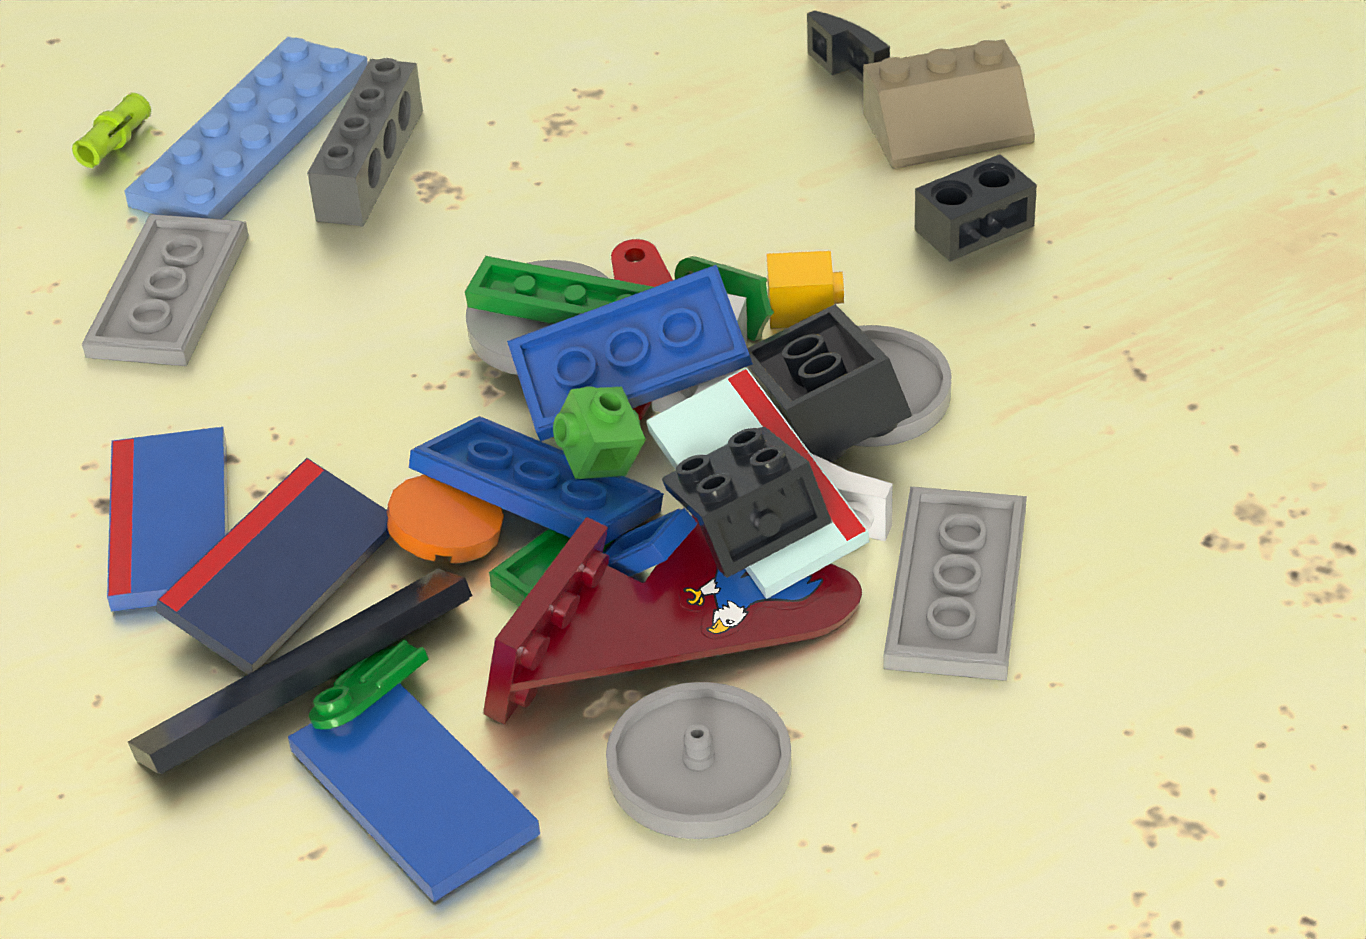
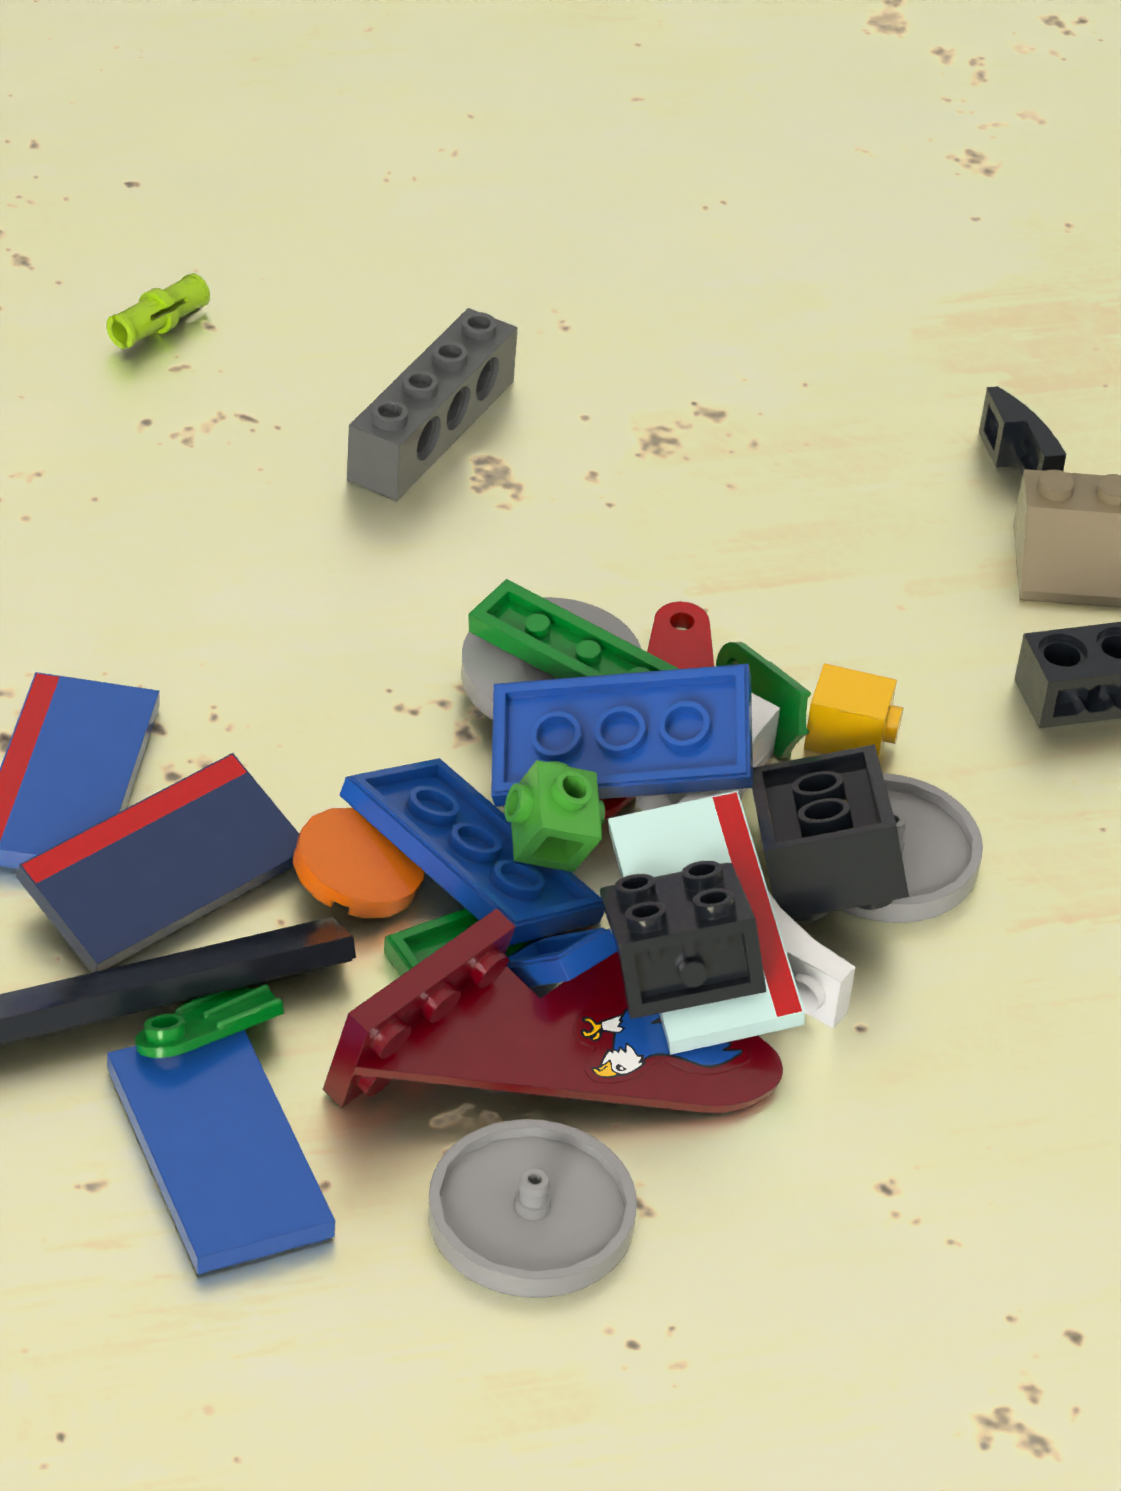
camera: 10 degrees right, 0 degrees up
(166, 290) = (154, 515): light grey tile -> none
(247, 131) = (307, 354): medium blue plate -> none
(956, 584) = (890, 1098): light grey tile -> none

